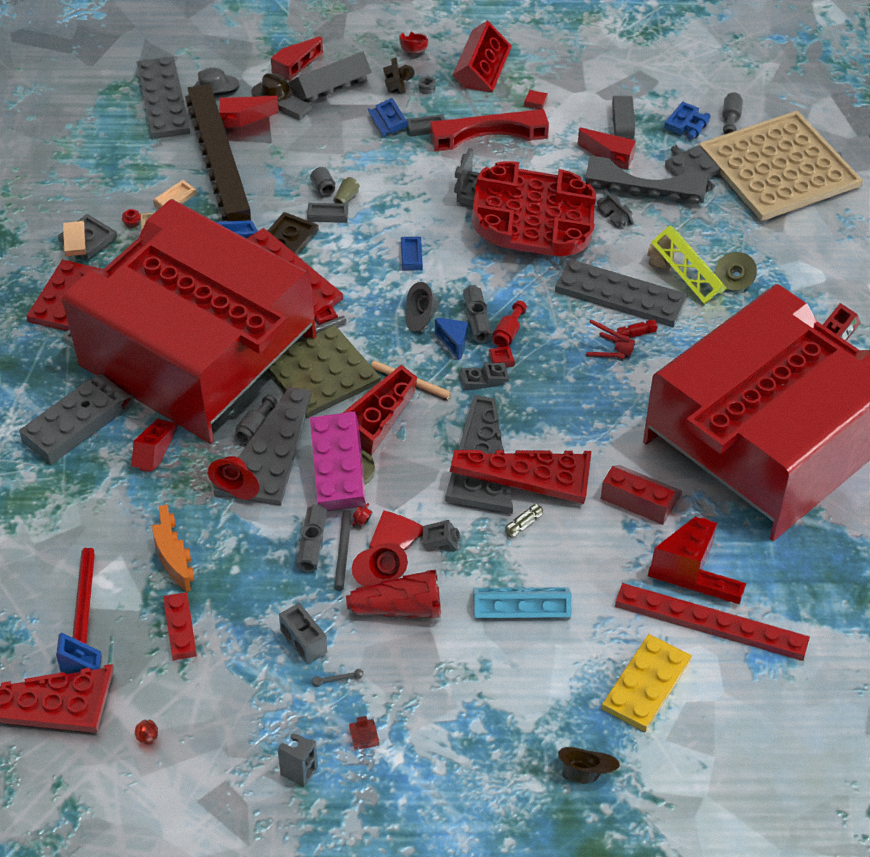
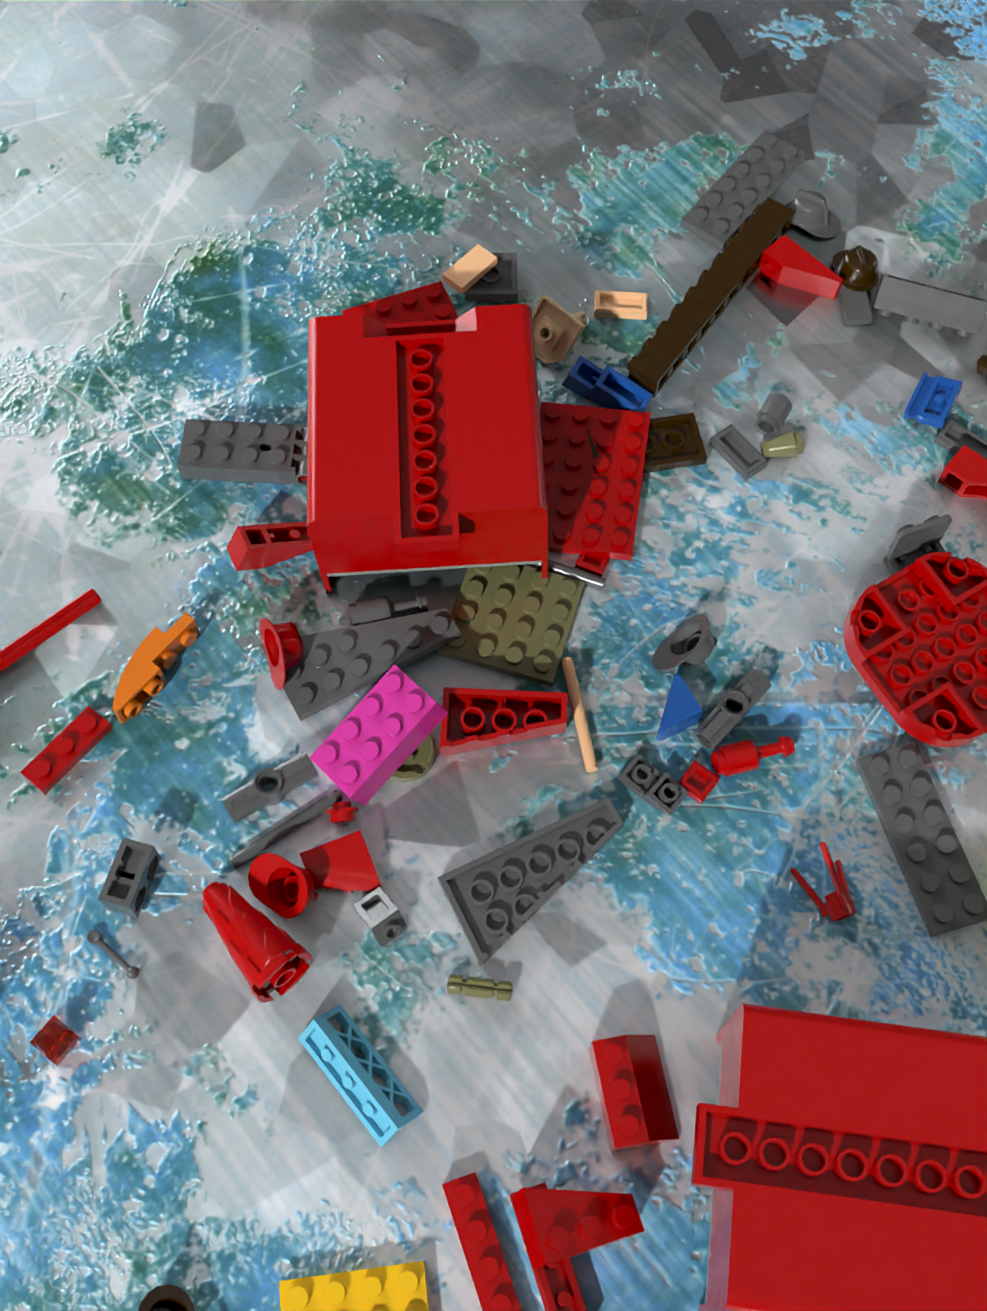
camera: 50 degrees right, 15 degrees up
(131, 218) = (554, 290): red plate -> none
(295, 58) = (924, 253): red slope -> none
(411, 253) = (761, 575): blue tile -> none
(530, 470) = (556, 956): red wing -> none
(638, 328) = (880, 899): red axle -> none

